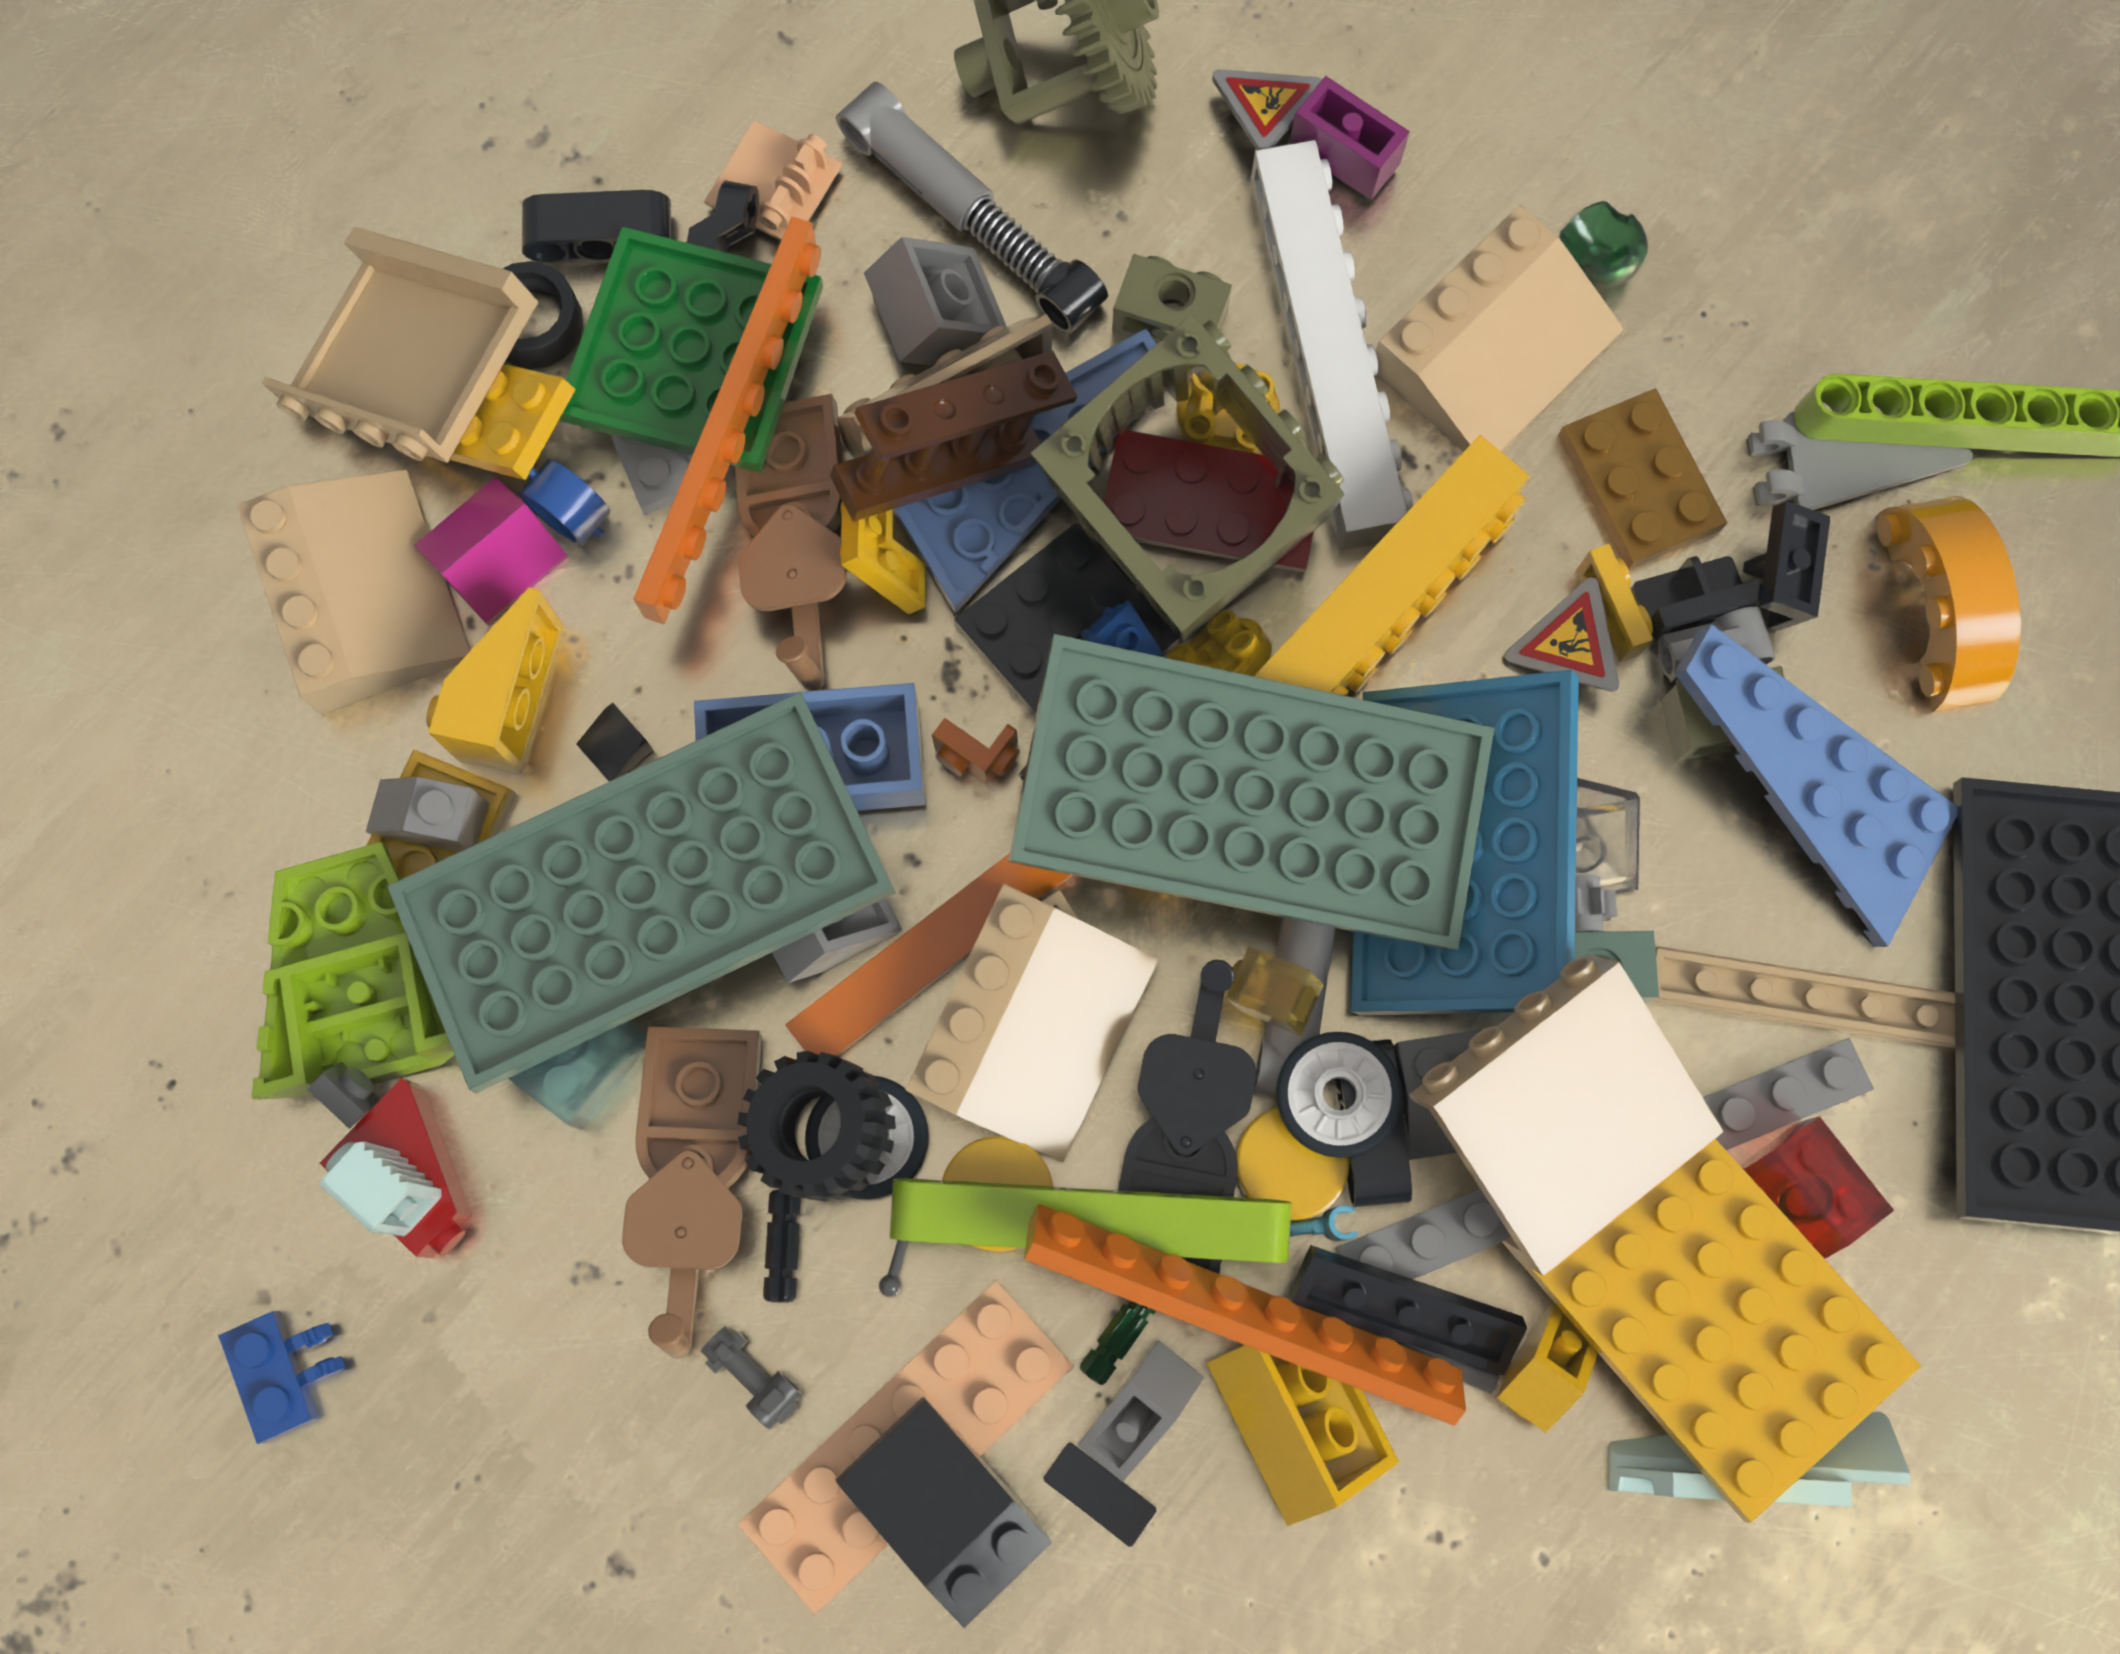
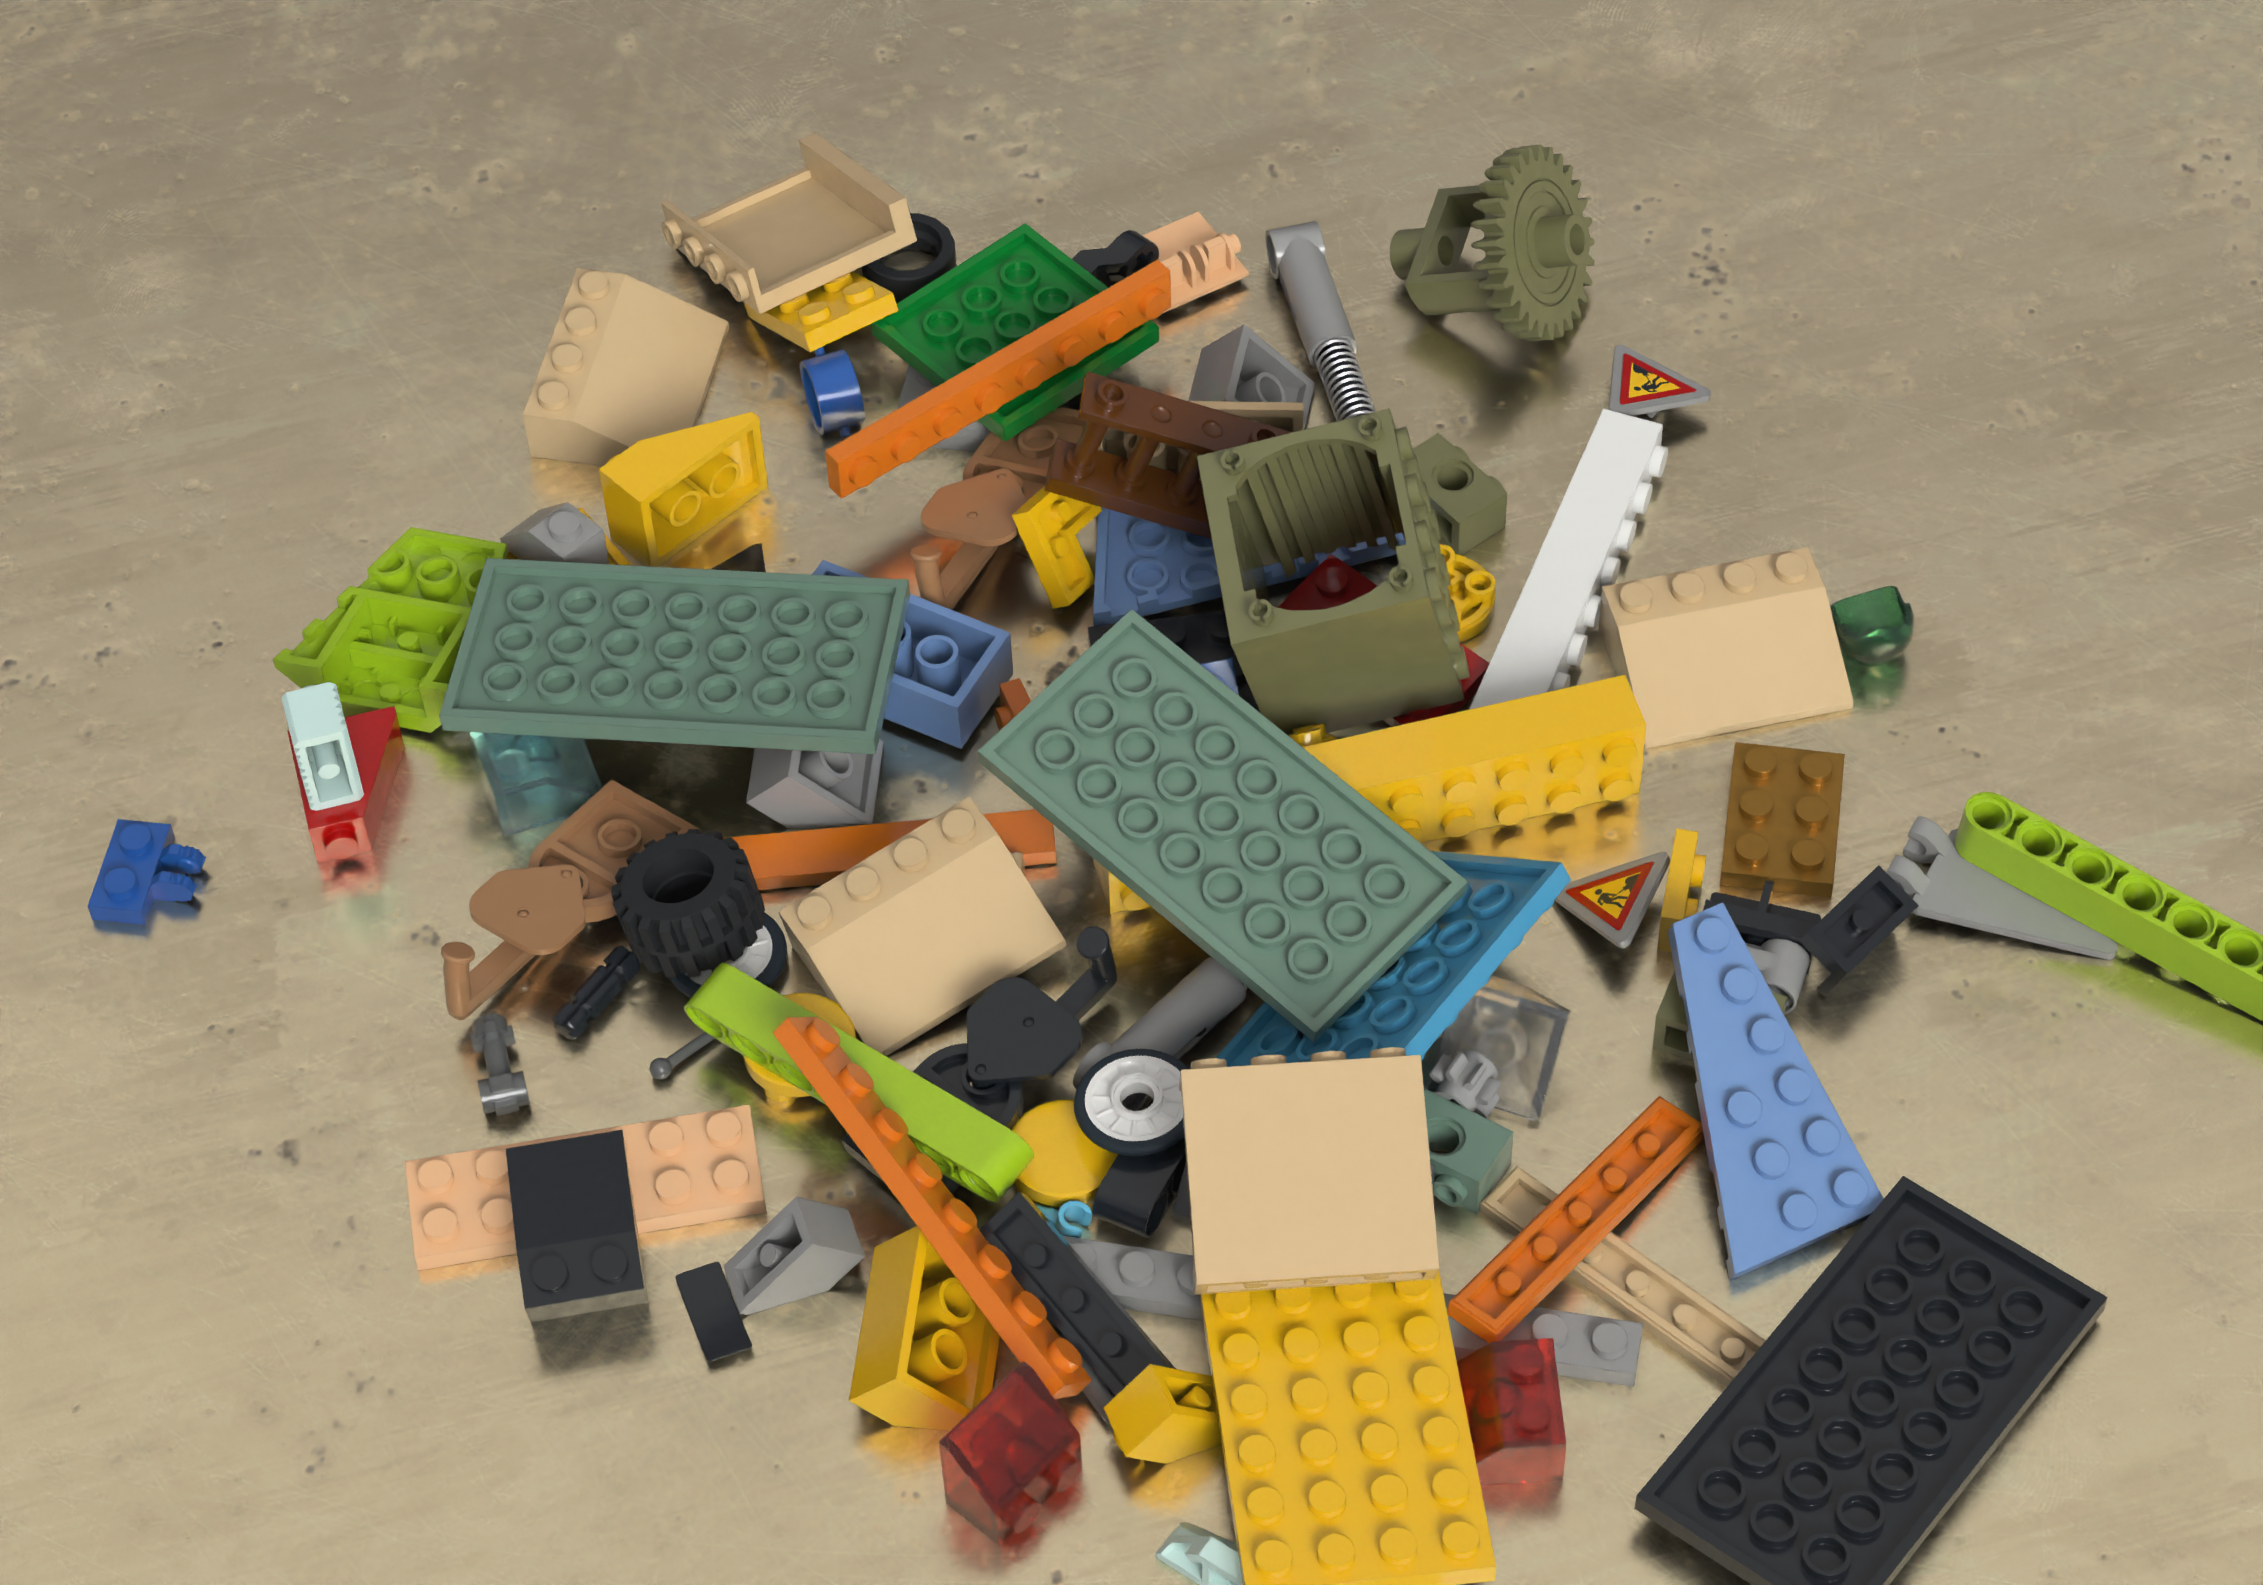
camera: 35 degrees right, 25 degrees down
(345, 1093) = (350, 690): dark grey plate -> none
(491, 550) = (760, 386): dark pink slope -> none
(589, 223) = (986, 211): black beam -> none
(1115, 1341) = (863, 1189): dark green axle -> none
(1274, 990) = (1137, 991): clear yellow brick -> none
(1351, 135) = (1699, 440): magenta brick -> none
(1460, 1500) = (1009, 1456): none -> clear red slope
(1743, 975) = (1575, 1221): none -> orange tile
(1968, 596) = (1991, 1039): light orange brick -> none

